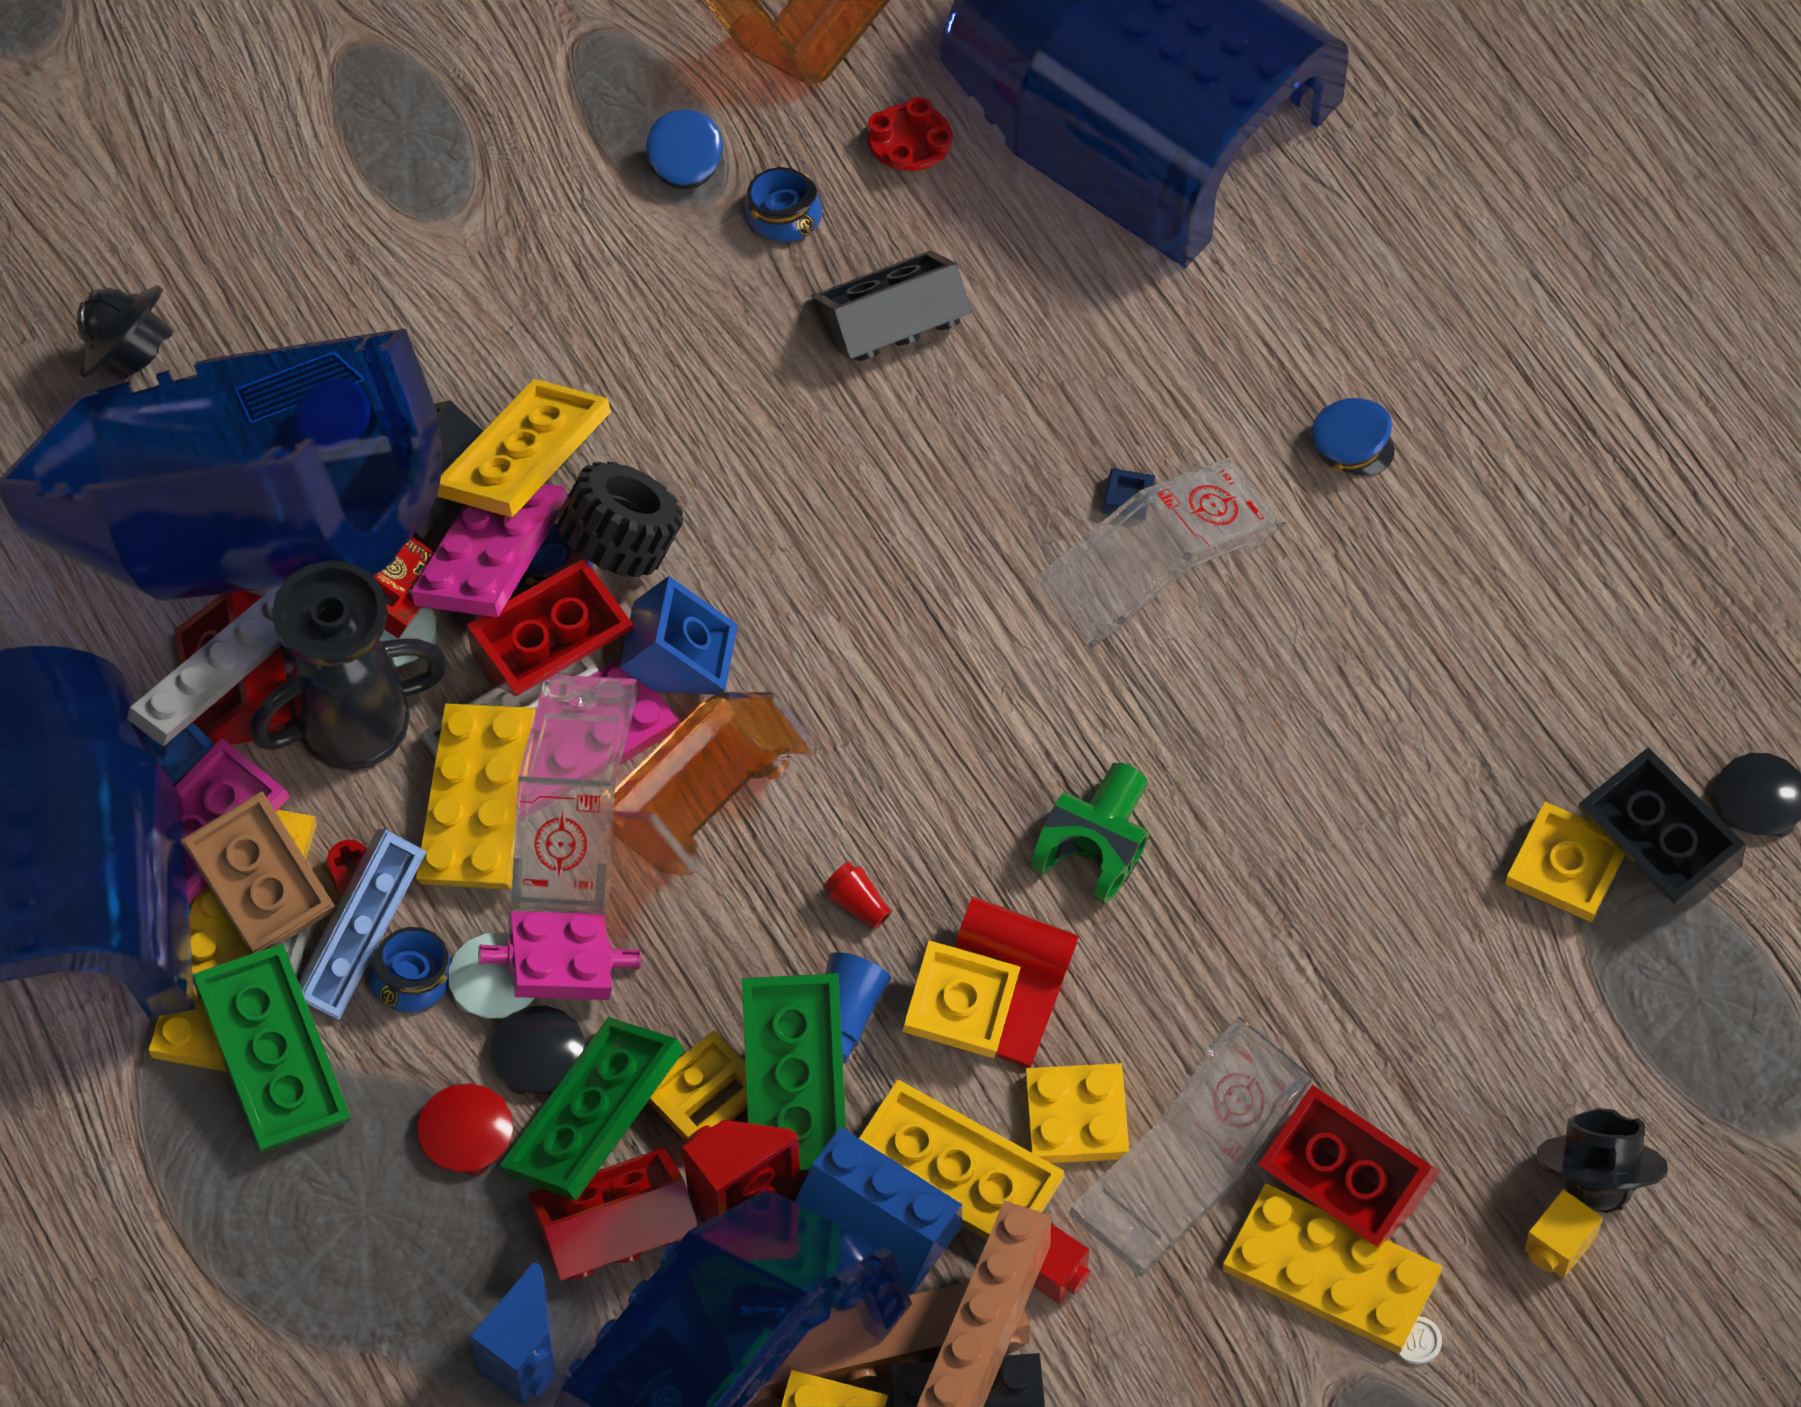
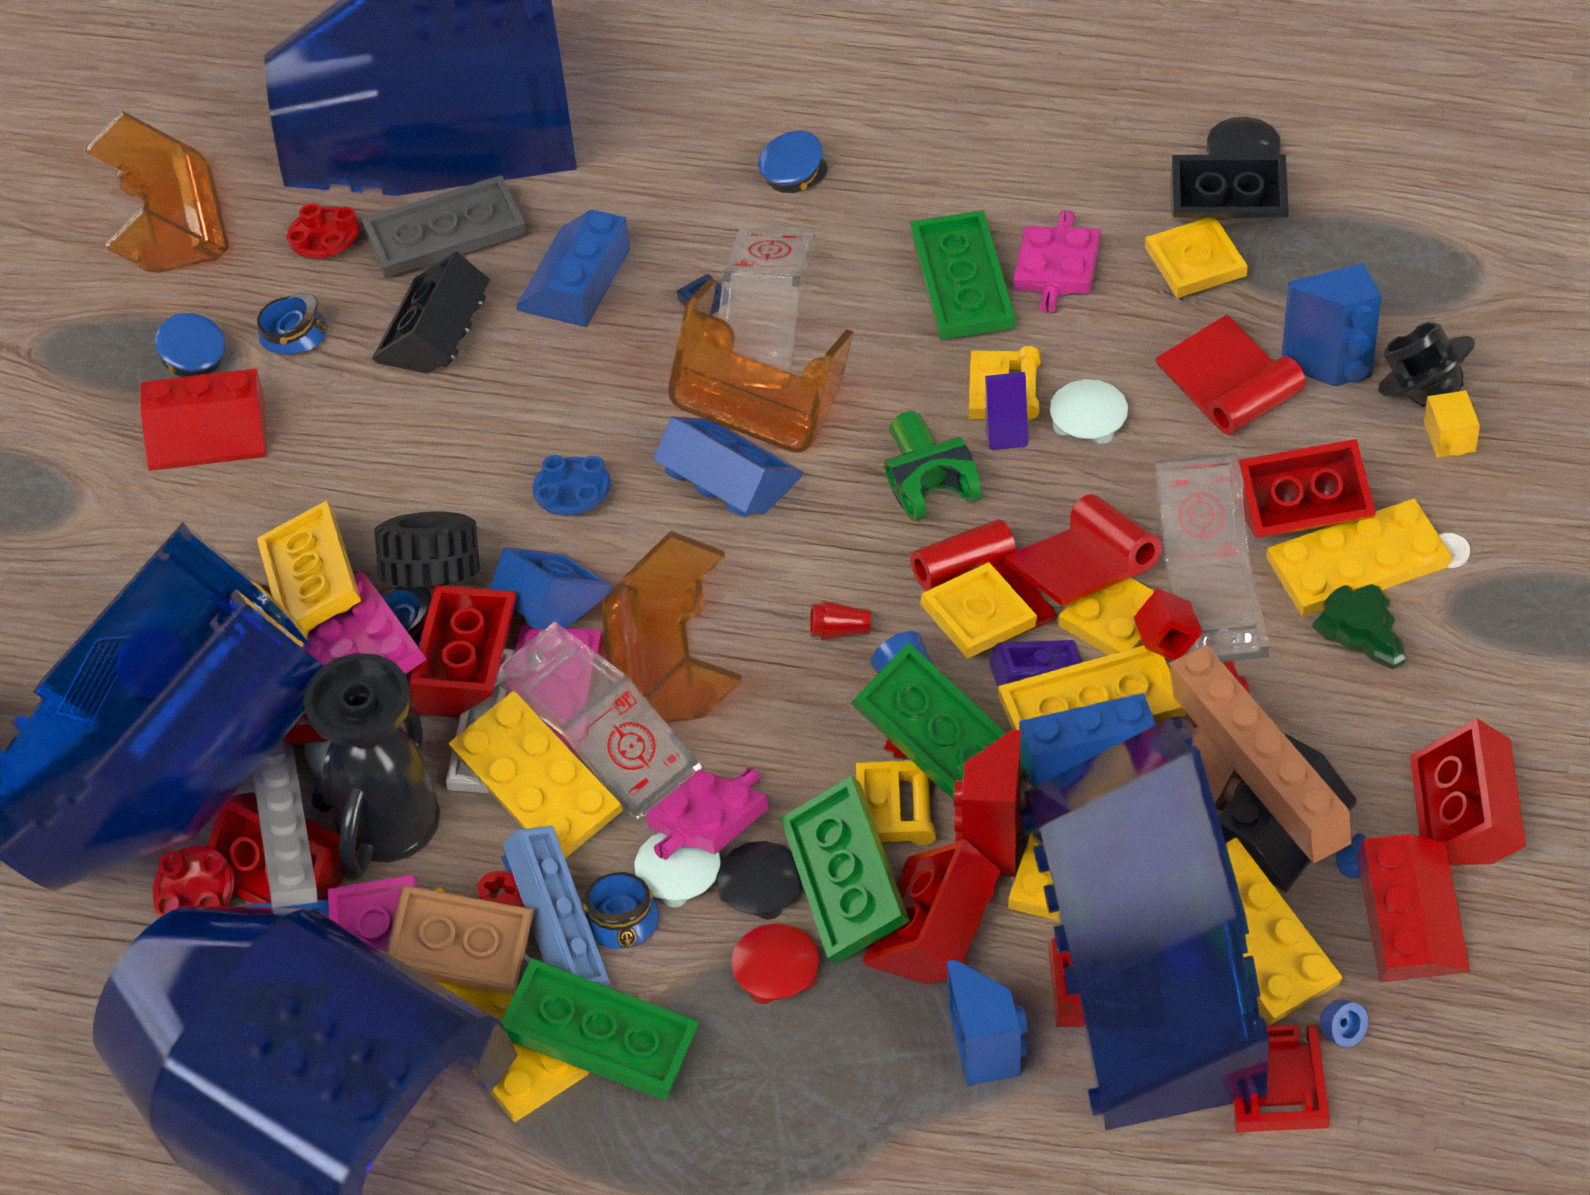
camera: 45 degrees left, 10 degrees down
(154, 637) = (192, 877): none -> red dish
(616, 230) = (203, 419): none -> red slope
(813, 566) = (571, 484): none -> blue dish
(947, 669) = (724, 465): none -> slope
(962, 1088) = (1027, 659): none -> dark purple slope
(1005, 223) = (442, 225): none -> dark grey plate
(1036, 613) = (747, 393): none -> clear orange windscreen
(1057, 370) = (577, 268): none -> blue slope
(1081, 1166) = (1167, 625): none -> red brick
(1107, 1038) = (1089, 556): none -> red door
(1209, 848) = (1006, 410): none -> dark purple slope
(1248, 1328) = (1362, 623): none -> dark green rock
(1249, 808) = (1000, 362): none -> yellow plate
(1294, 912) = (1088, 410): none -> light aqua dish
(1353, 682) = (962, 275): none -> green plate
(1447, 998) = (1230, 375): none -> red door
(1452, 747) = (1057, 260): none -> dark pink plate
(1559, 1045) = (1333, 325): none -> blue slope

